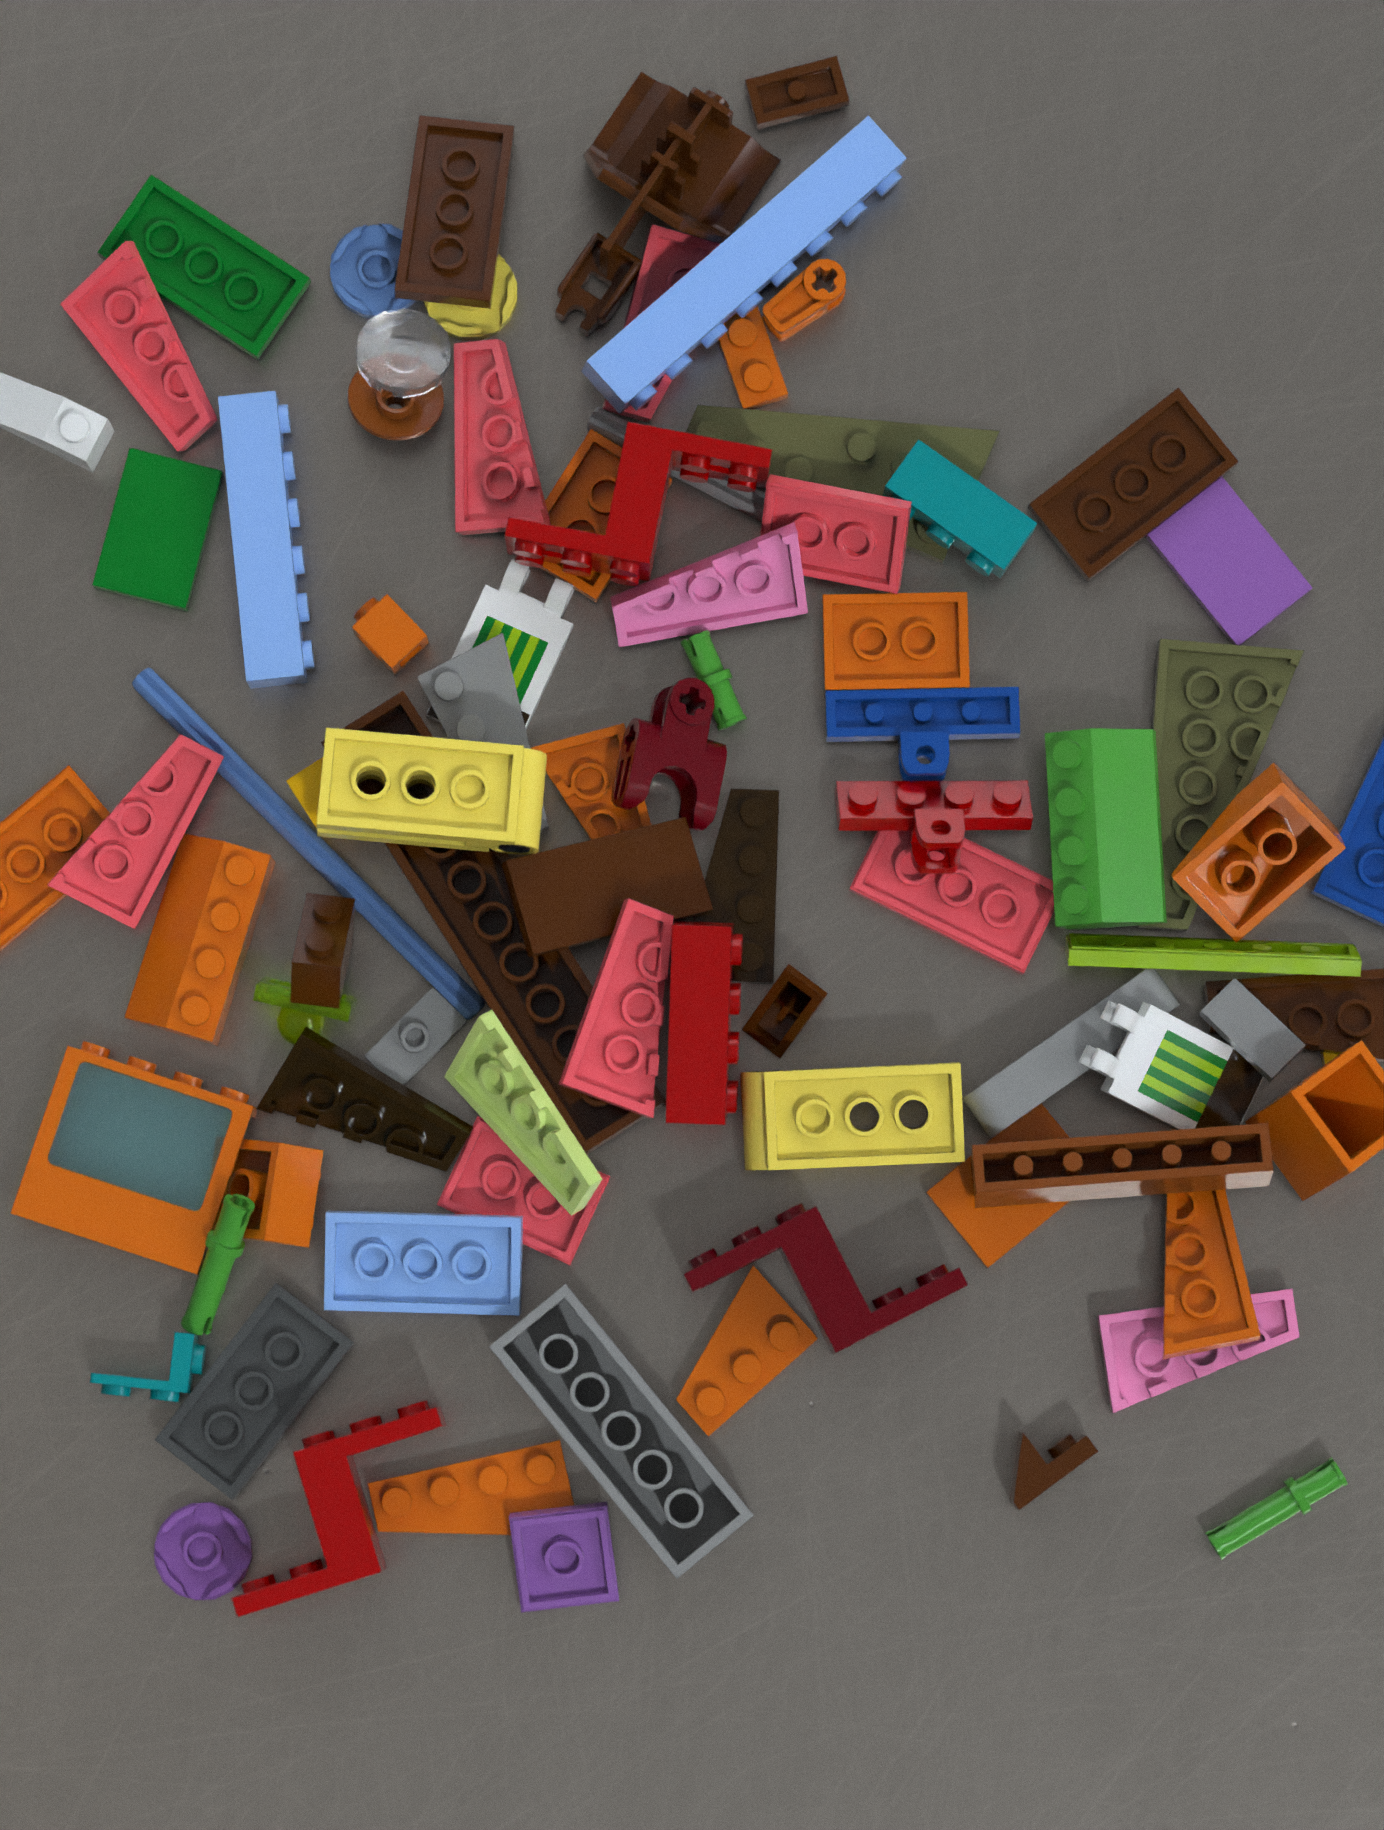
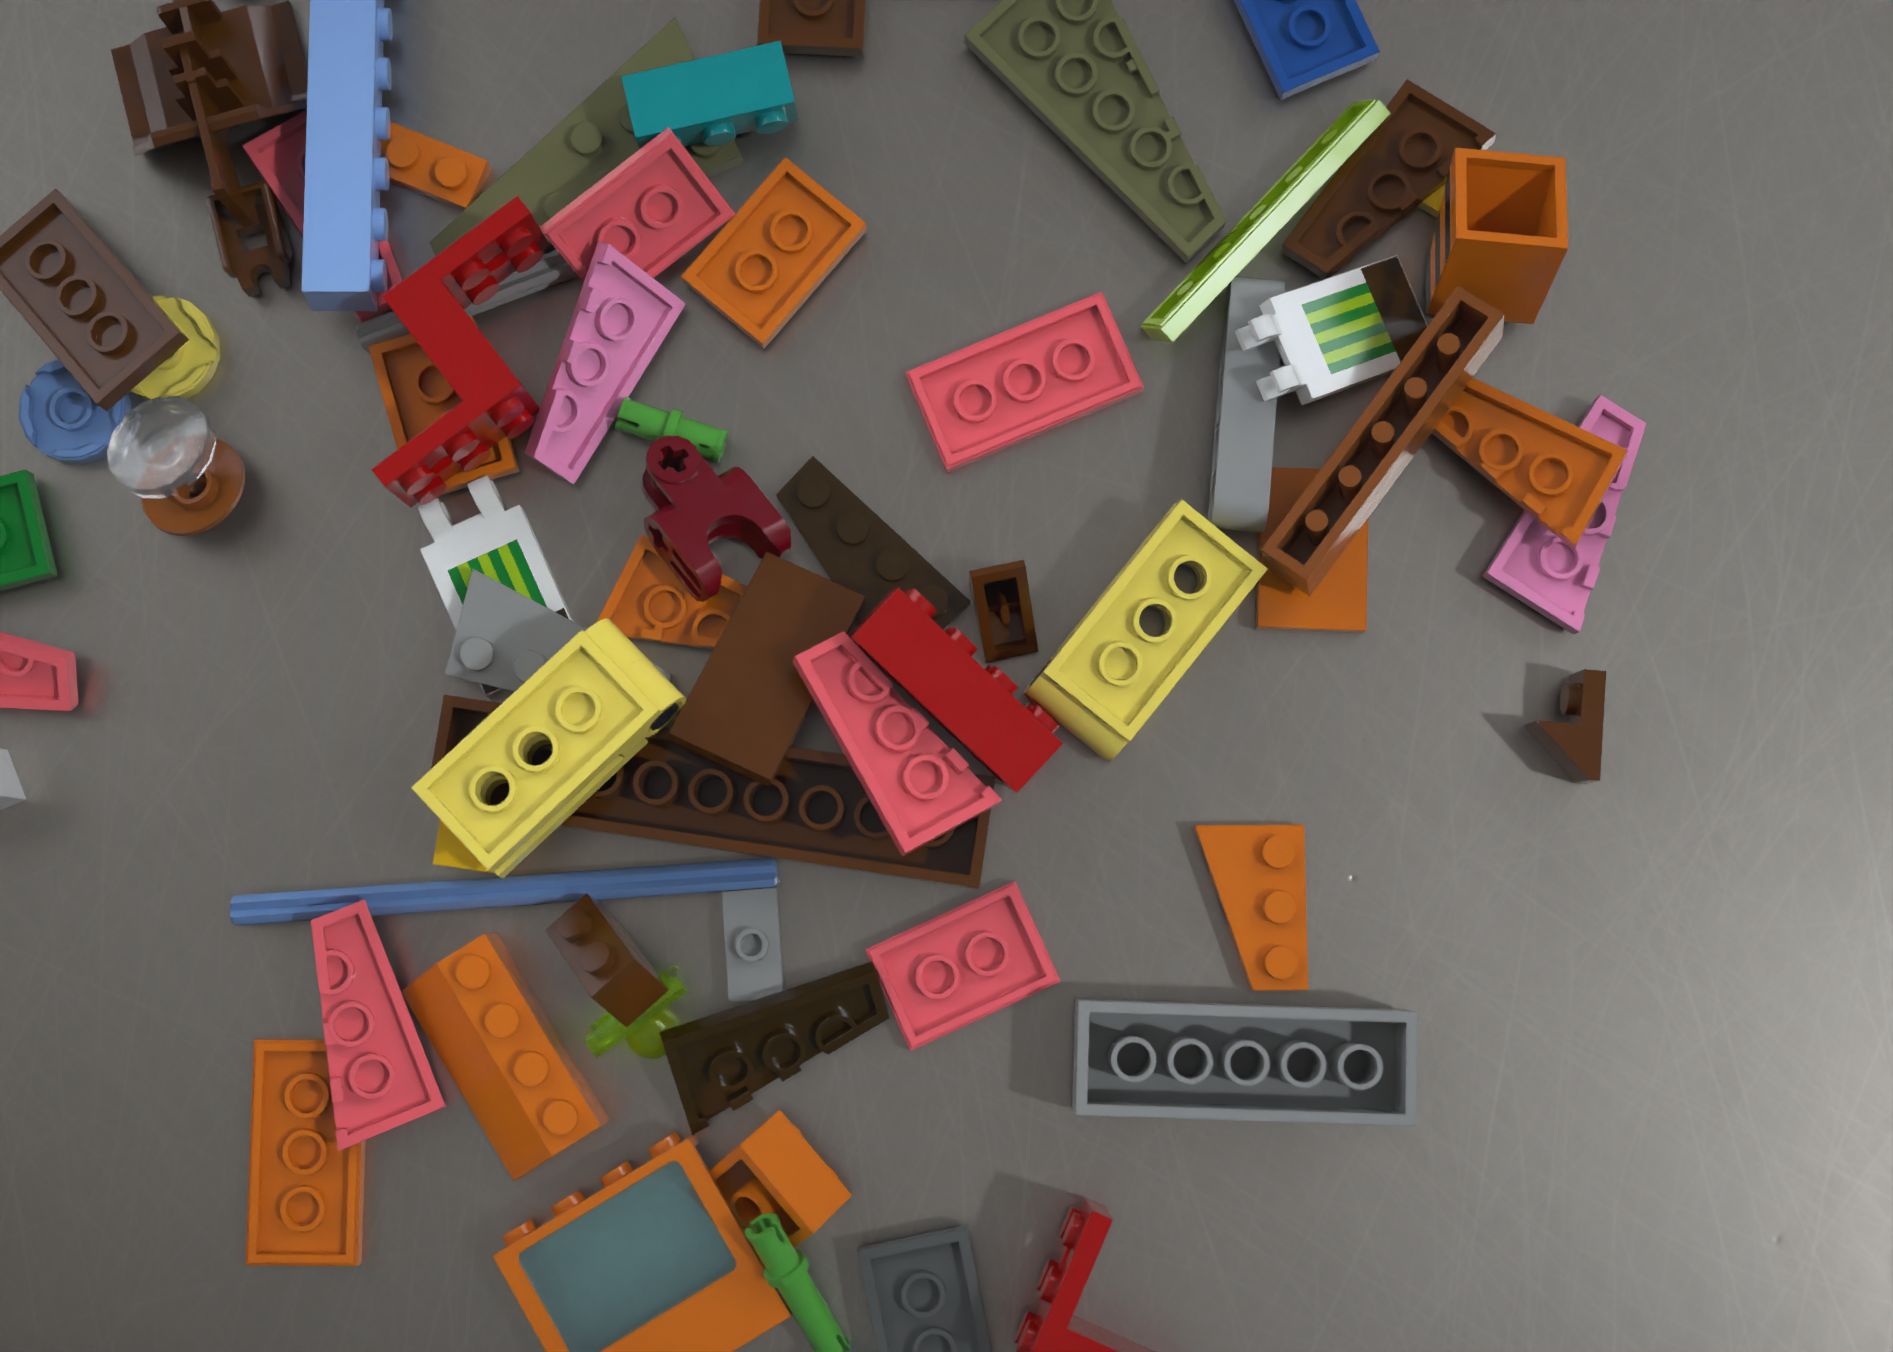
camera: 45 degrees left, 0 degrees up
(158, 529) = (123, 785): green tile -> none
(263, 539) = (212, 703): light blue brick -> none
(389, 633) = (387, 666): orange brick -> none
(423, 1262) = (950, 1107): light blue plate -> none
(473, 1493) = (1198, 1221): orange wing -> none
(492, 444) = (303, 439): coral wing -> none
(516, 1107) = (887, 909): yellowish green wing -> none
(564, 1556) = (1306, 1204): medium lavender tile -> none
(799, 301) = (422, 82): orange piece -> none
(822, 1277) = (1265, 773): dark red bracket -> none
(922, 721) = (862, 289): blue plate -> none
(933, 813) = (948, 342): red plate -> none
(1105, 828) = (1084, 212): bright green slope -> none
(1252, 1029) = (1359, 238): light grey tile -> none
(1258, 853) = (1215, 106): orange slope -> none
(1276, 1508) = (1771, 566): bright green pin -> none

